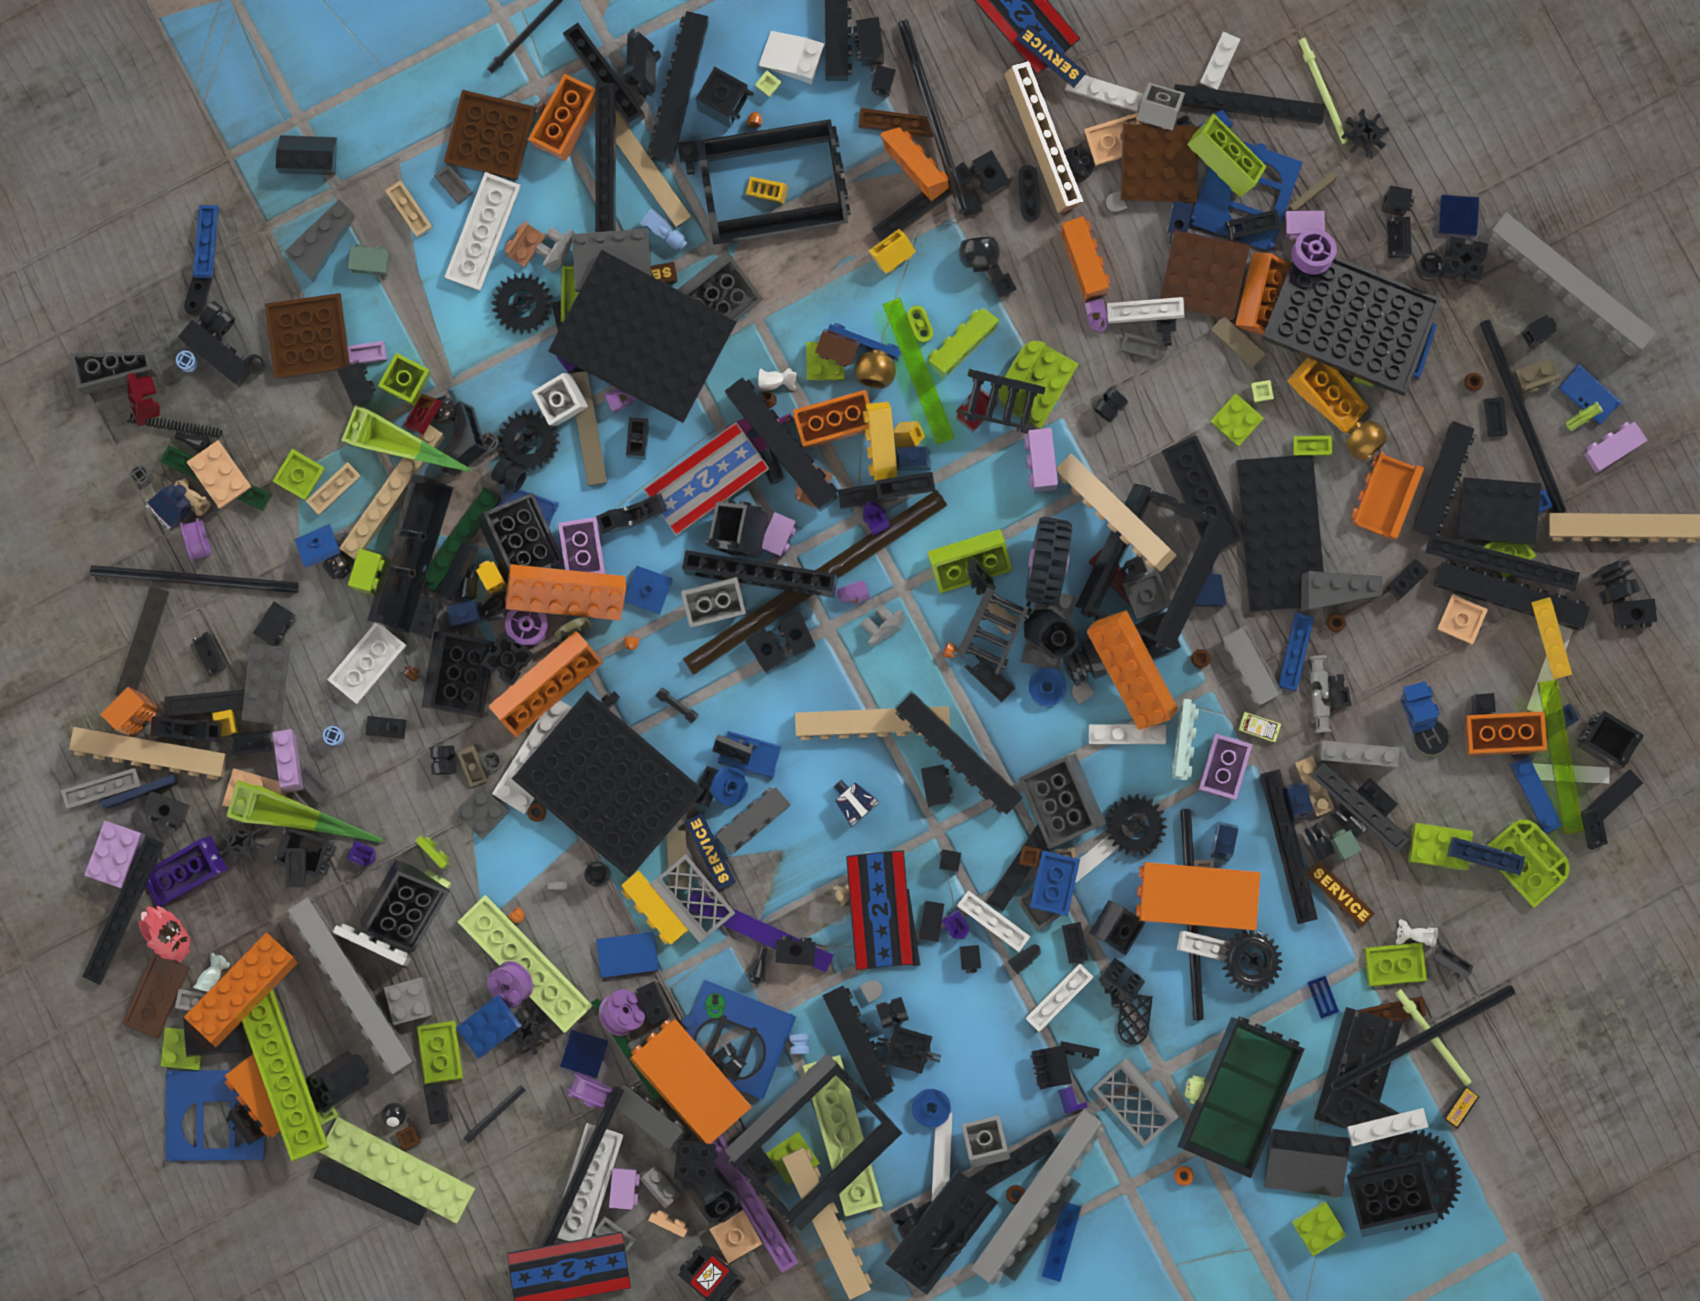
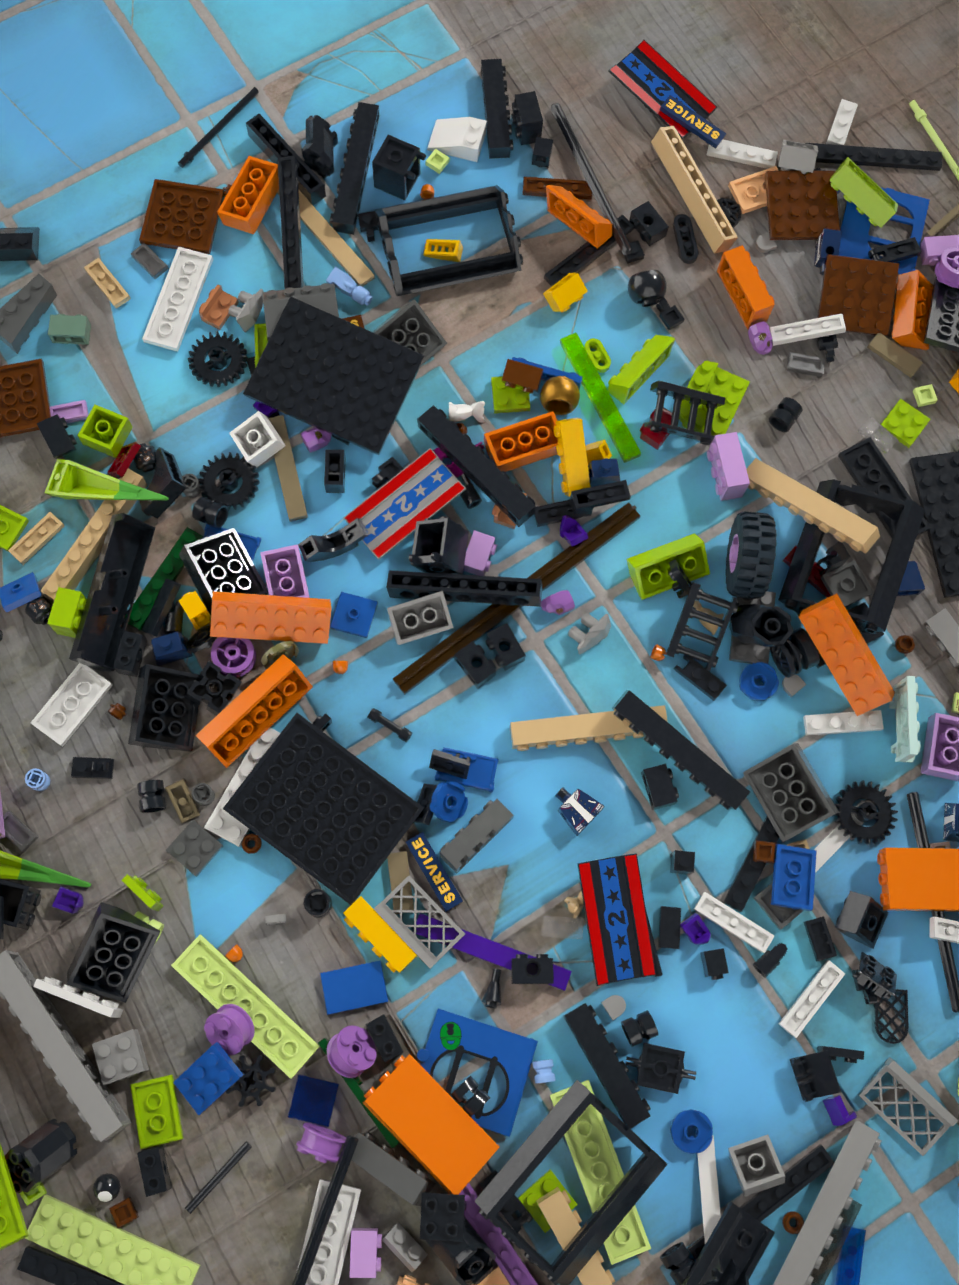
camera: 10 degrees left, 10 degrees down
(692, 439) = (387, 472): none -> black plate

